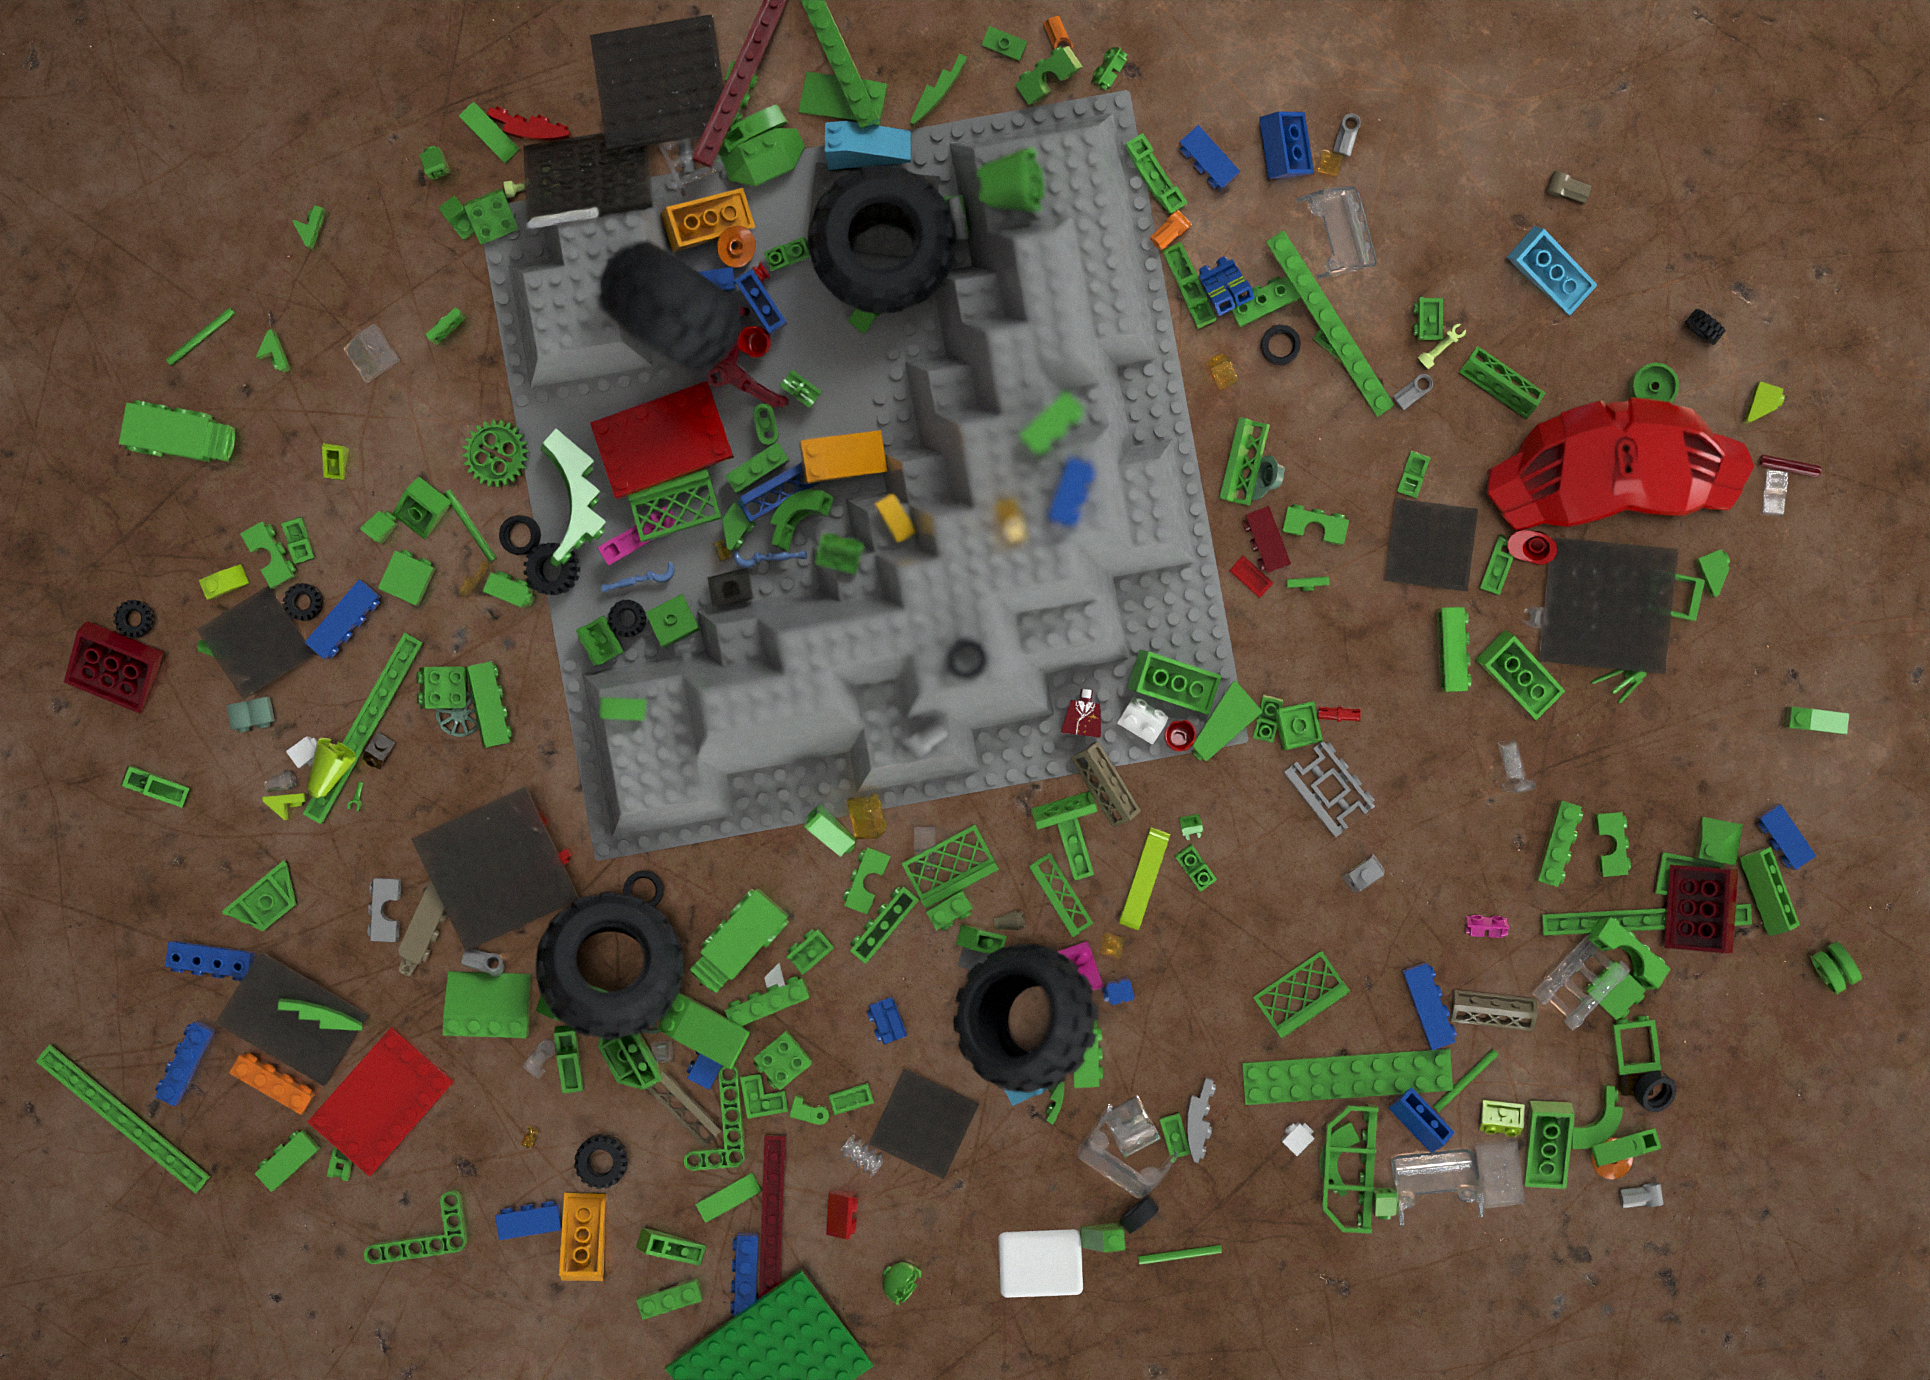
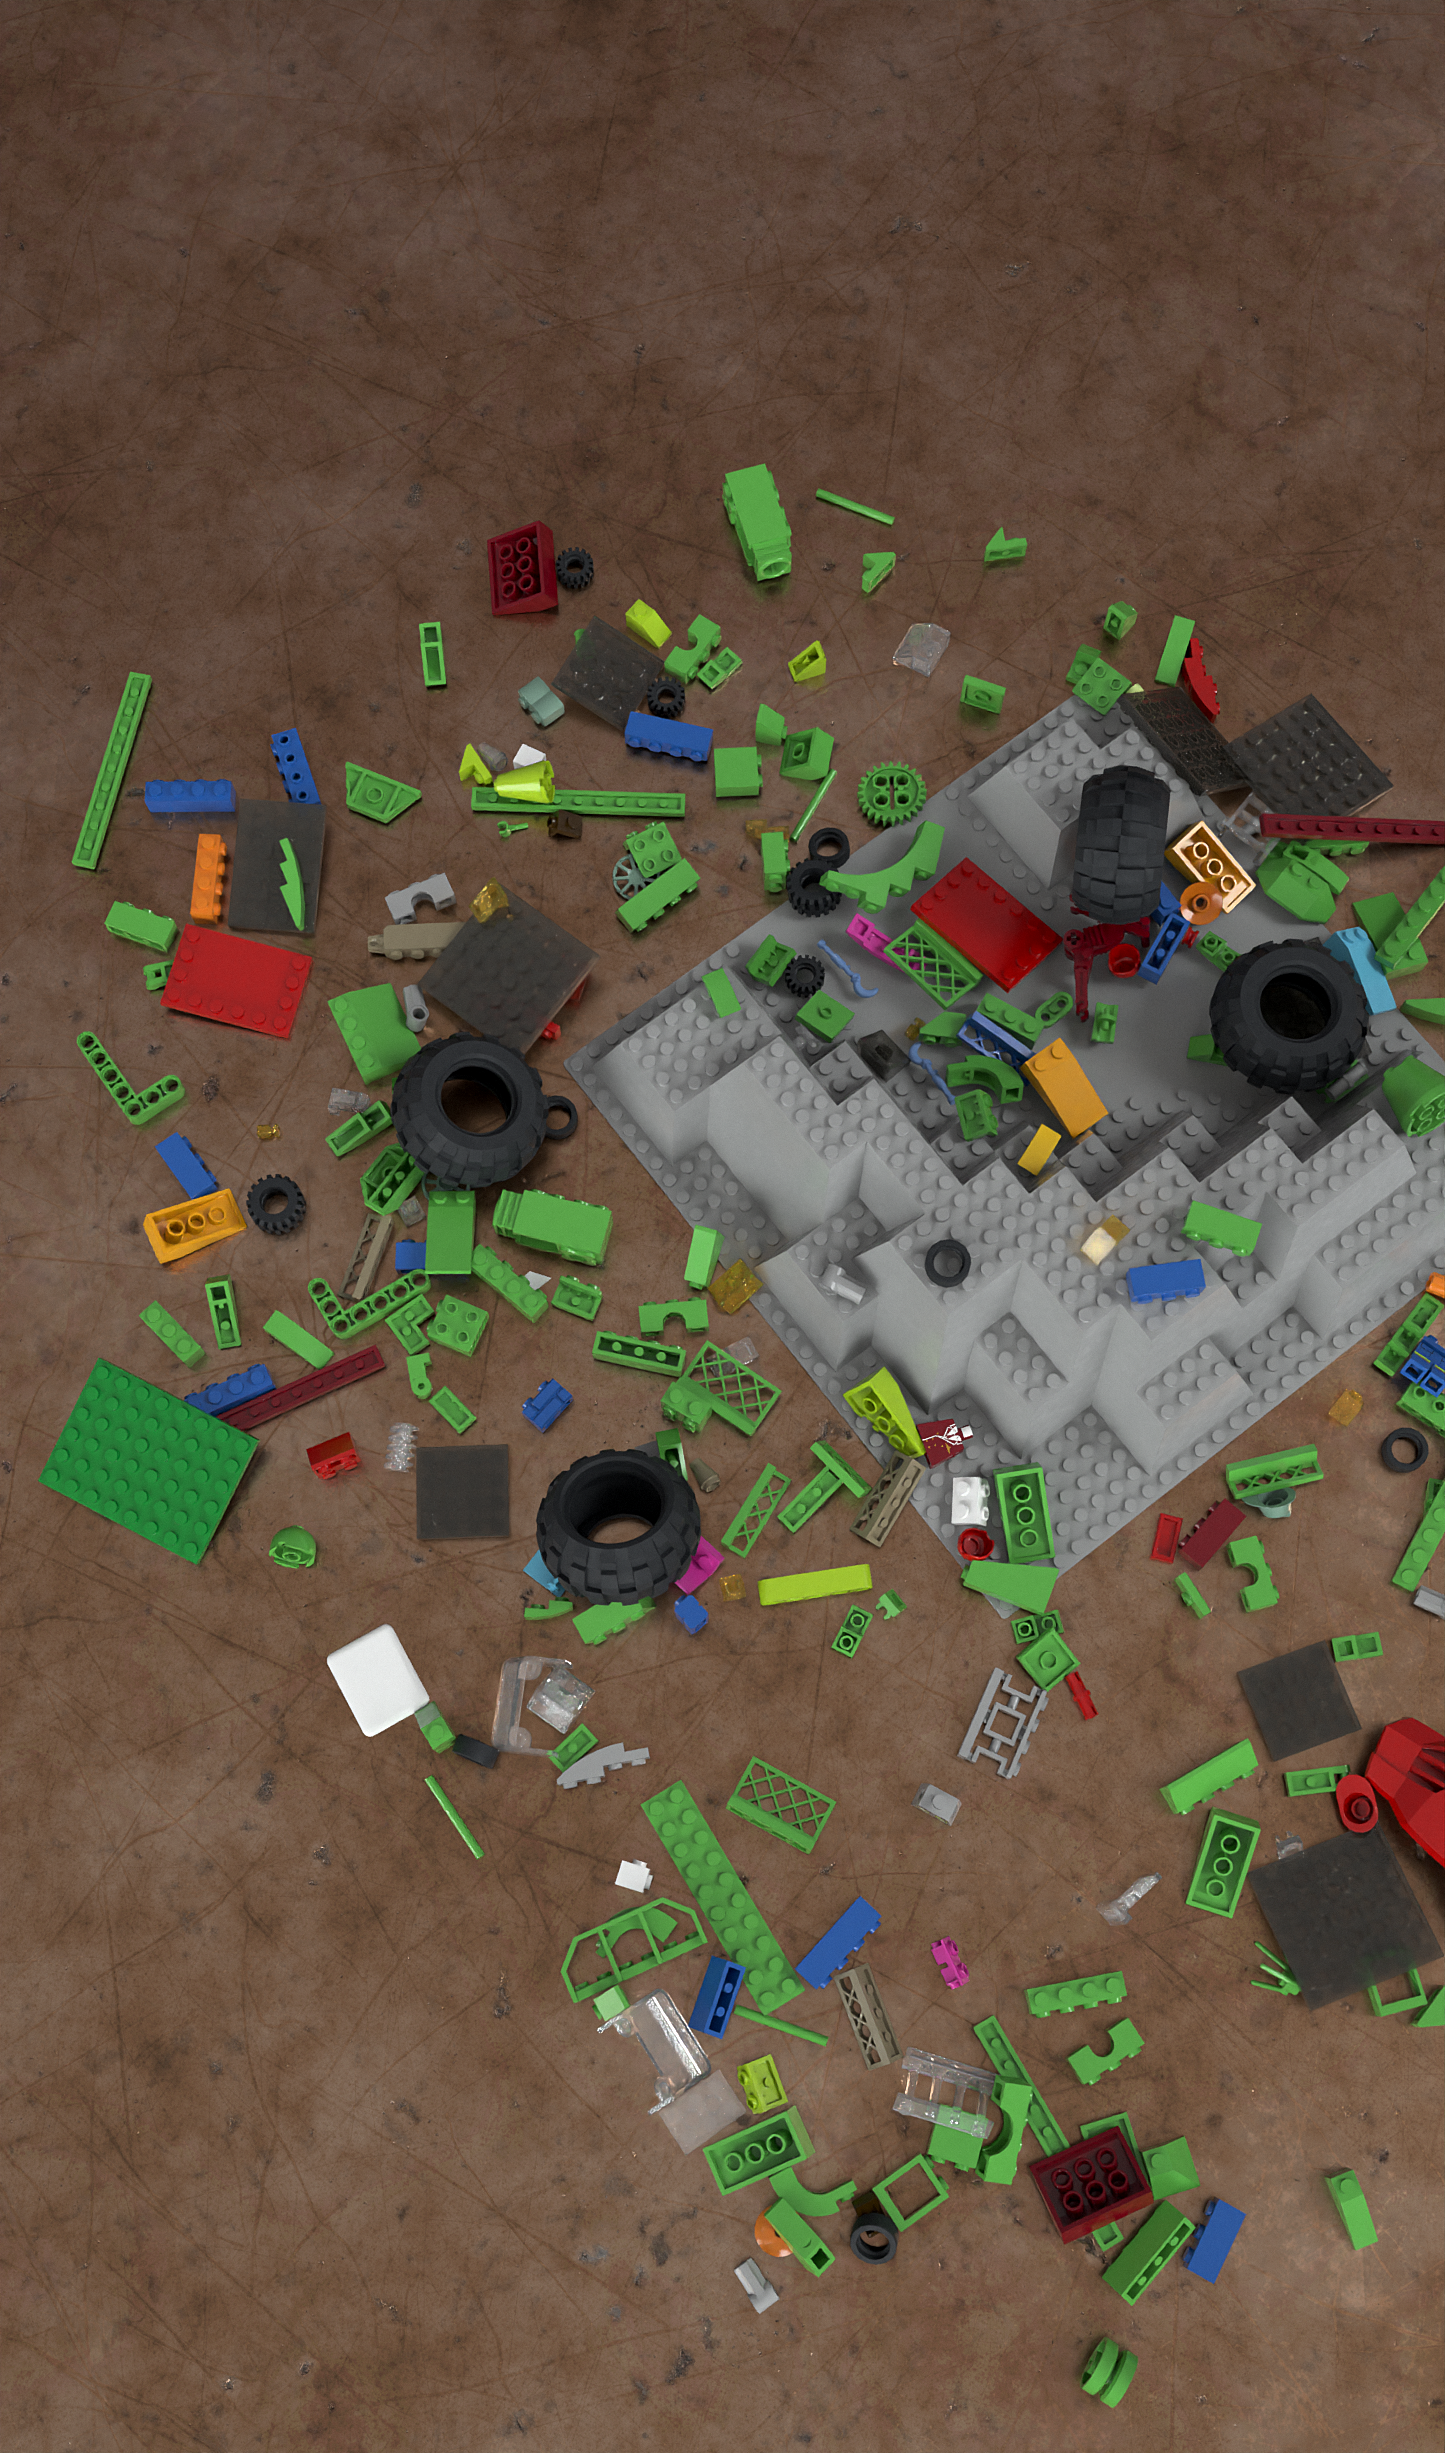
camera: 70 degrees right, 15 degrees down
(429, 858) = (488, 900): none -> clear yellow slope
(1028, 748) = (884, 1406): none -> lime wedge

